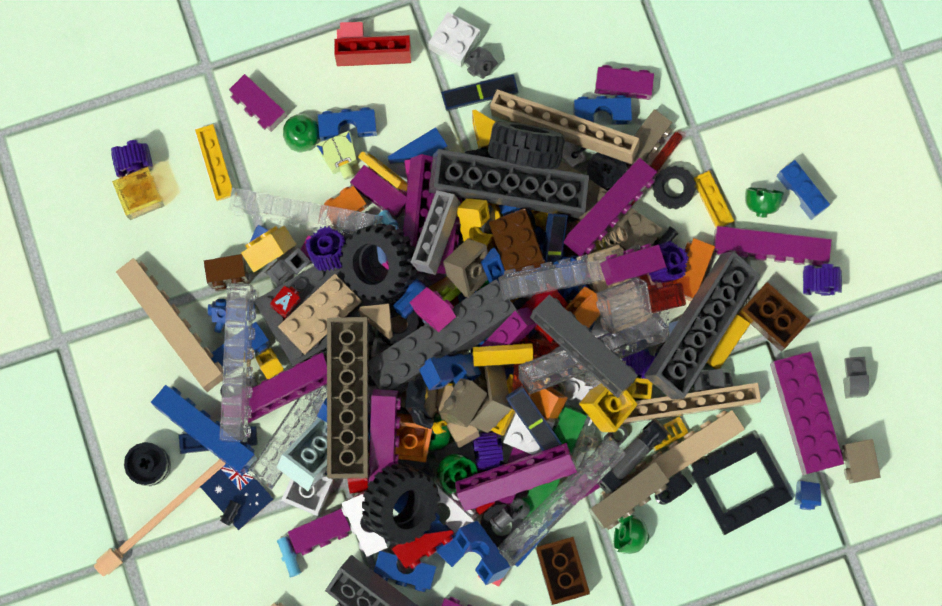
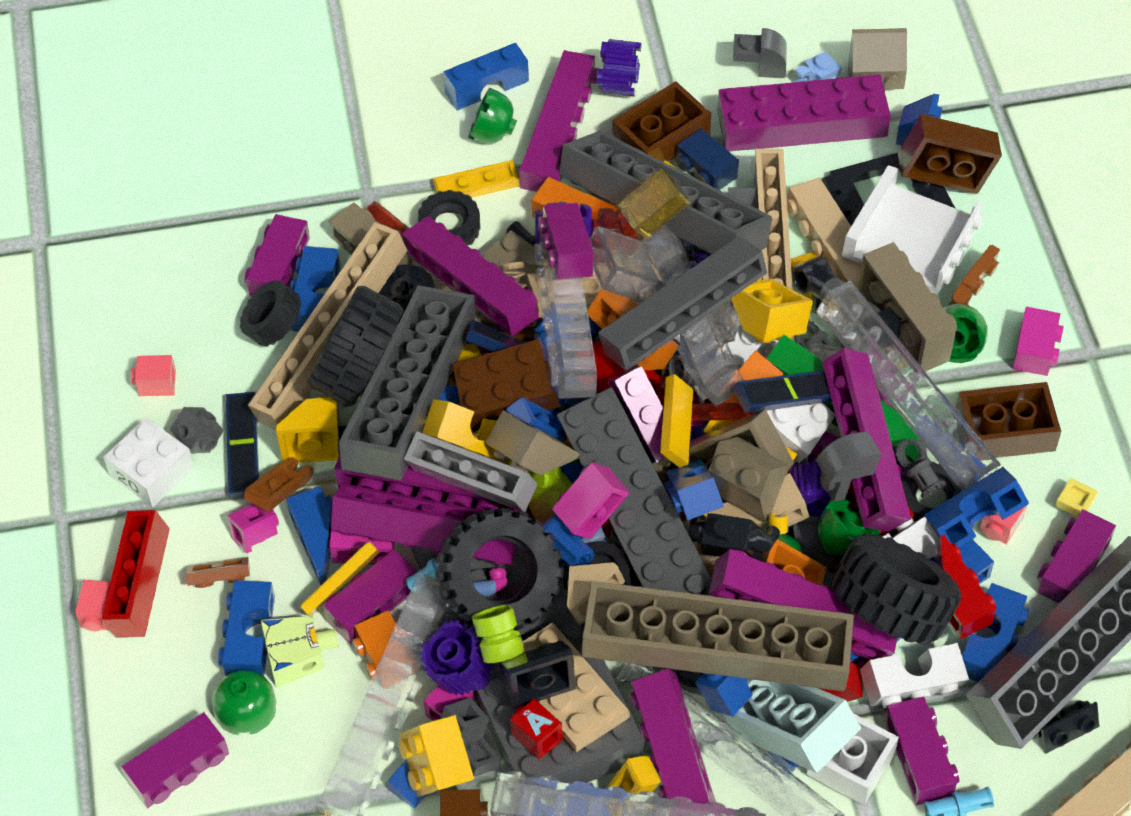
camera: 80 degrees left, 25 degrees down
(314, 295) = (539, 673): none -> black slope
(330, 268) = (499, 638): none -> lime wheel
(384, 98) = (207, 573): none -> dark orange plate
(418, 112) = (252, 526): none -> dark pink brick
(446, 120) = (278, 484): none -> dark orange hinge
(485, 465) = (845, 460): none -> dark grey brick
(520, 27) = (154, 375): none -> coral brick
(573, 78) = (270, 313): none -> black tyre
(634, 588) = (1037, 341): none -> dark pink brick
(676, 543) = (974, 280): none -> dark orange hinge
(677, 317) = (653, 203): none -> clear yellow brick
(703, 497) = (919, 226): none -> white panel
(752, 352) = (707, 160): none -> dark blue brick
(774, 517) = (949, 154): none -> reddish brown brick
(854, 422) = (818, 68): none -> light blue plate

